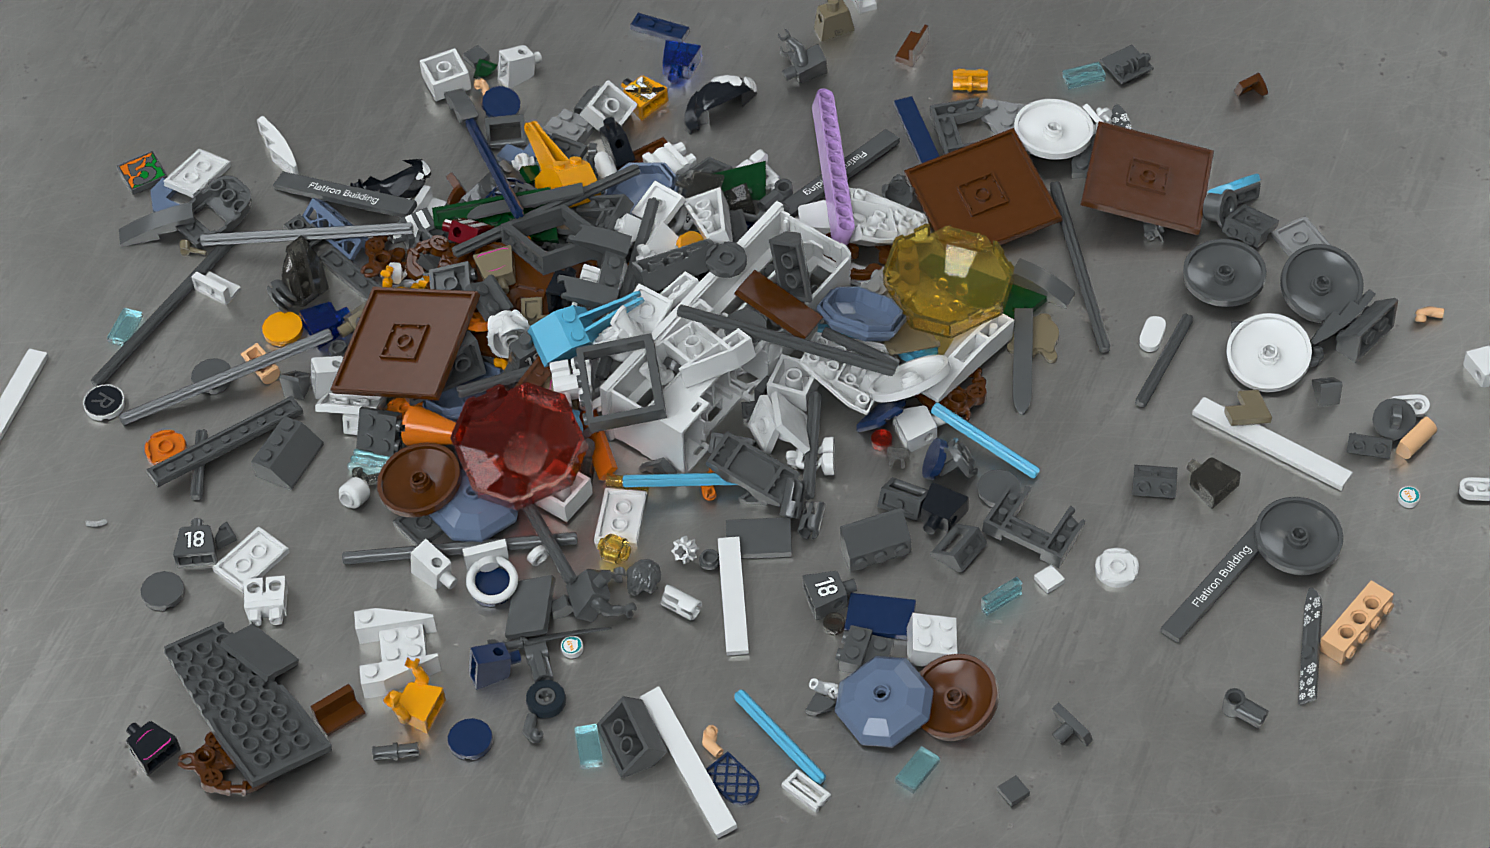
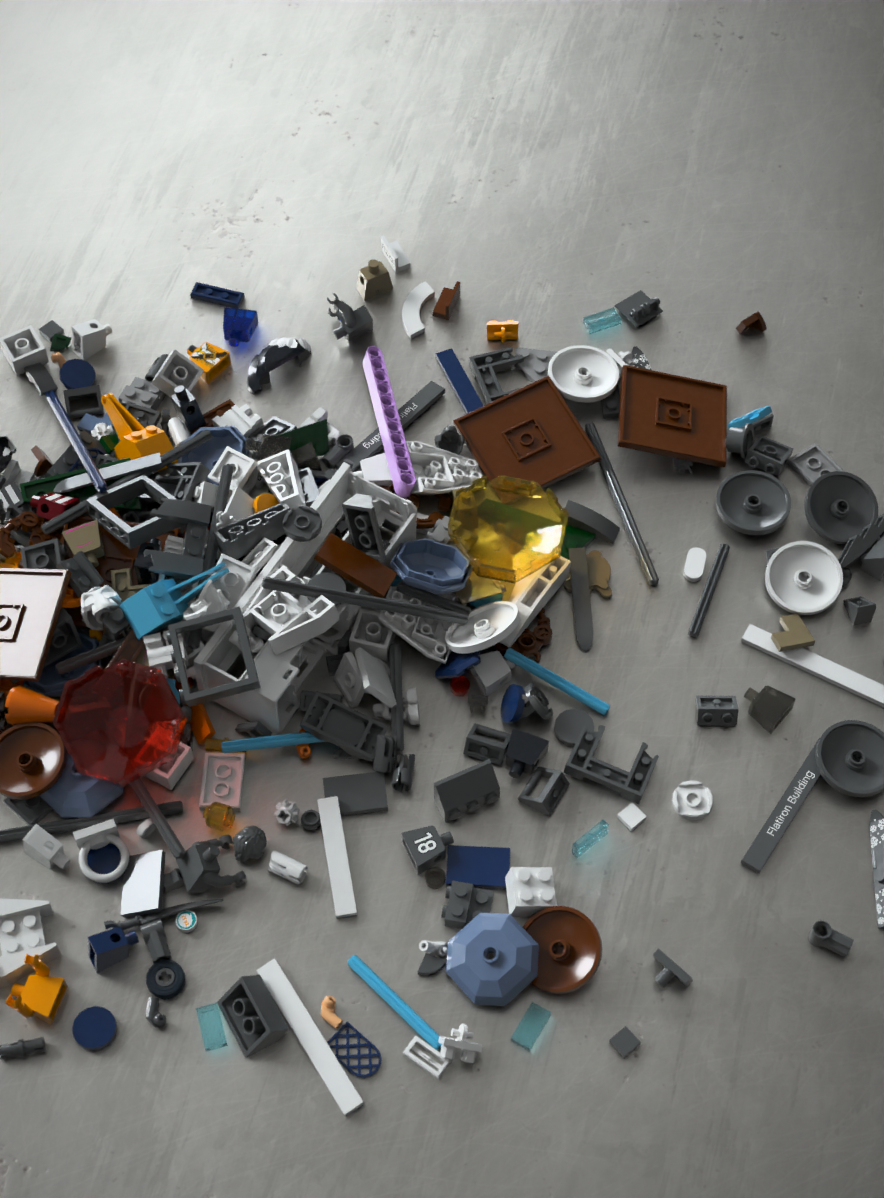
camera: 10 degrees left, 5 degrees up
(850, 782) = (469, 1049): none -> white hips
(873, 50) = (411, 309): none -> white tile

